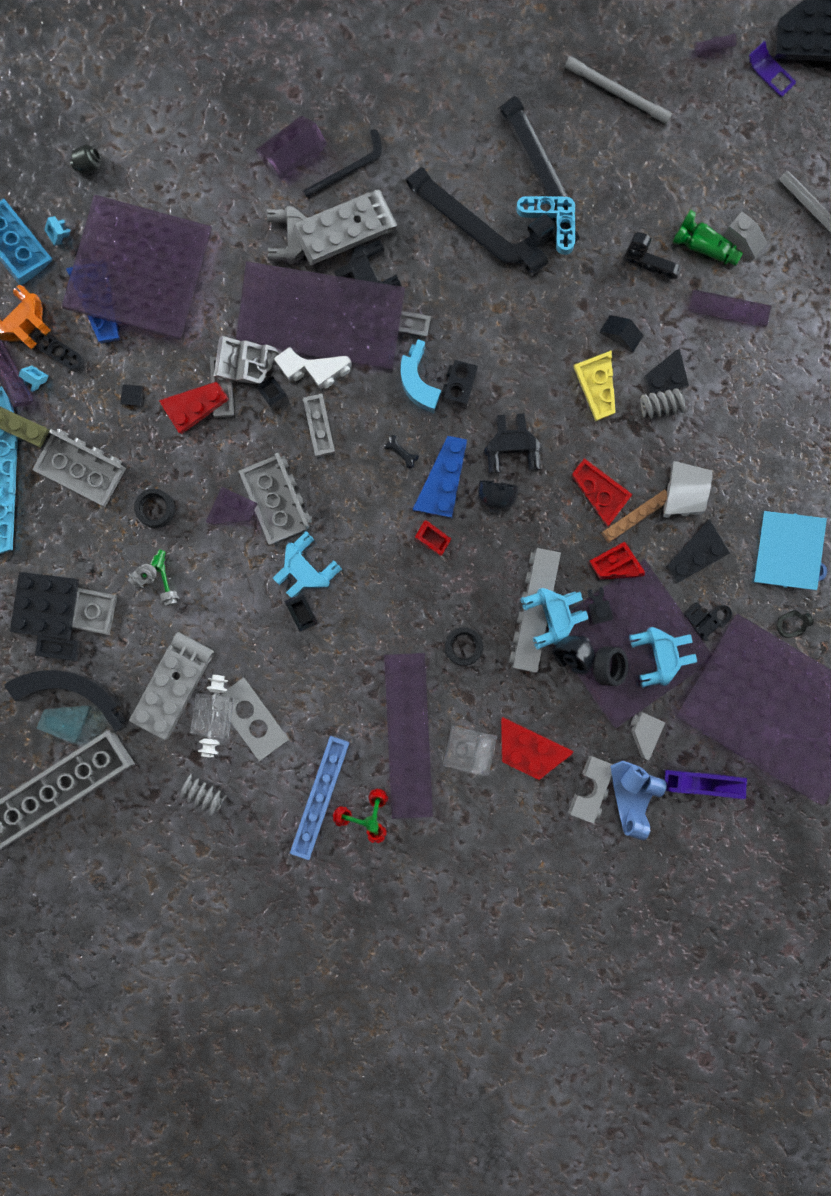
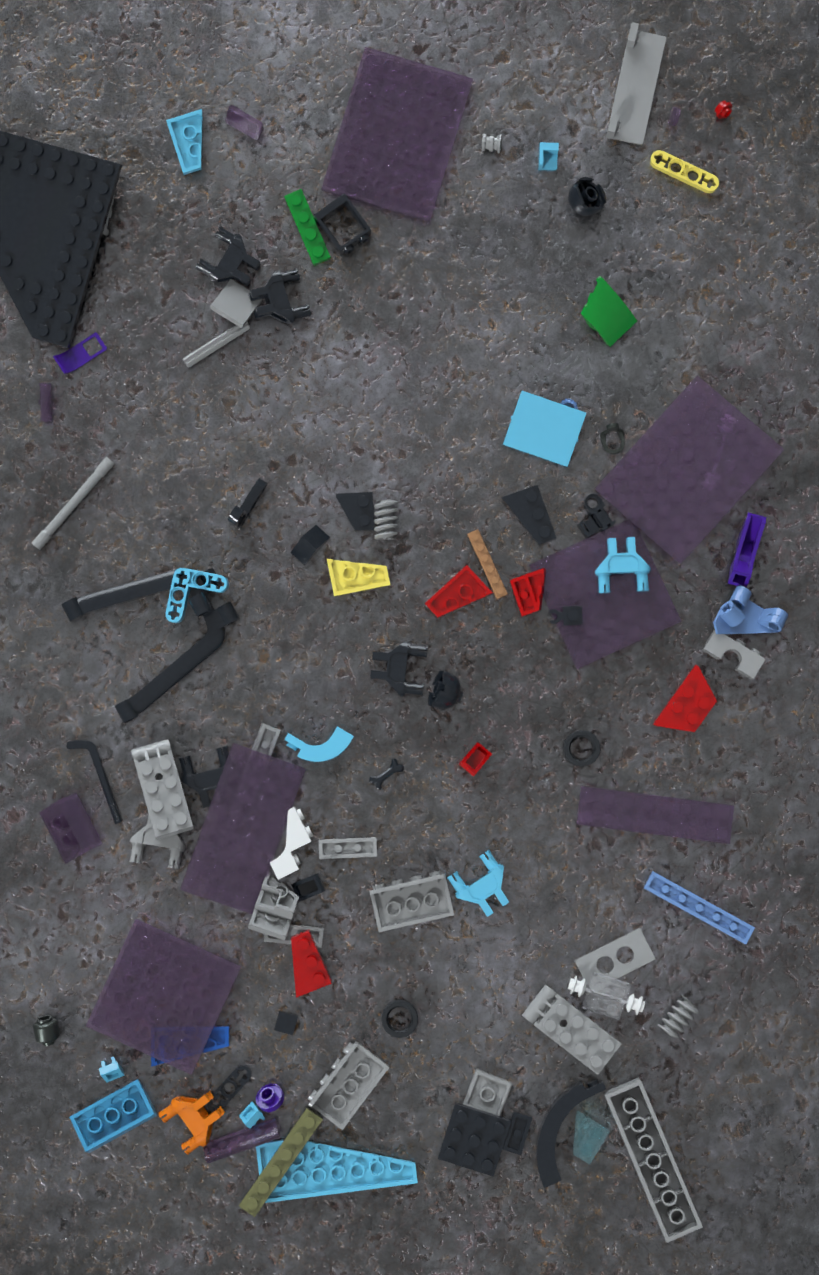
camera: 80 degrees left, 0 degrees up
(53, 391) = (270, 1097): none -> dark purple plate
(147, 573) = (465, 1033): light grey plant -> none
(231, 508) = (413, 945): clear purple wing -> none
(301, 611) = (523, 895): black slope -> none
(375, 831) = (738, 861): red plant -> none
(442, 483) = (423, 740): blue wing -> none
(464, 384) = (334, 703): black brick -> none
(470, 750) = (679, 760): clear slope -> none
(533, 620) = (560, 675): light grey brick -> none
(557, 614) = (567, 657): medium azure connector -> none
(576, 653) = (607, 645): black cylinder -> none
(619, 666) = (622, 625): black tyre -> none
(646, 733) = (690, 594): light grey slope -> none
(687, 490) = (472, 513): light grey slope -> none
(706, 241) = (237, 448): green piece -> none
(729, 308) = (304, 439): clear purple plate -> none
(746, 235) = (239, 409): light grey slope -> none

